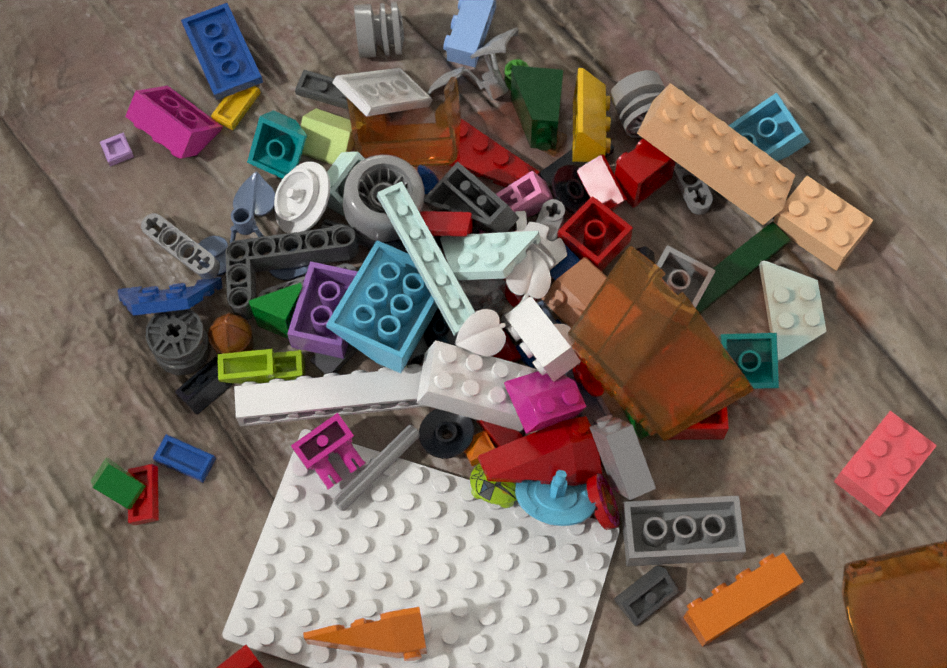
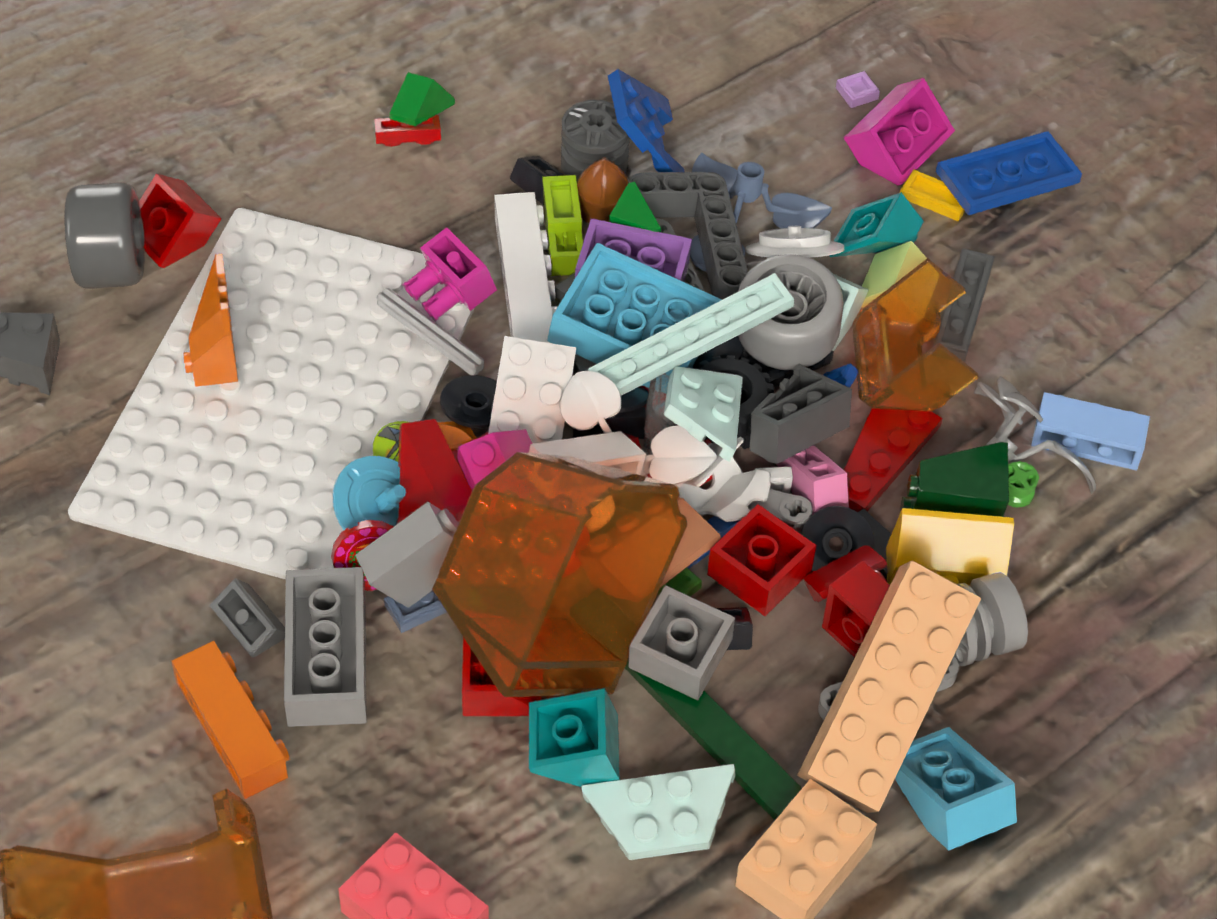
camera: 85 degrees right, 15 degrees down
(180, 245) = (723, 142): light grey beam -> none
(184, 458) = (453, 167): blue tile -> none
(378, 29) = (1059, 318): light grey wheel -> none
(382, 91) = (954, 309): white tile -> none
(448, 223) = (751, 369): red slope -> none

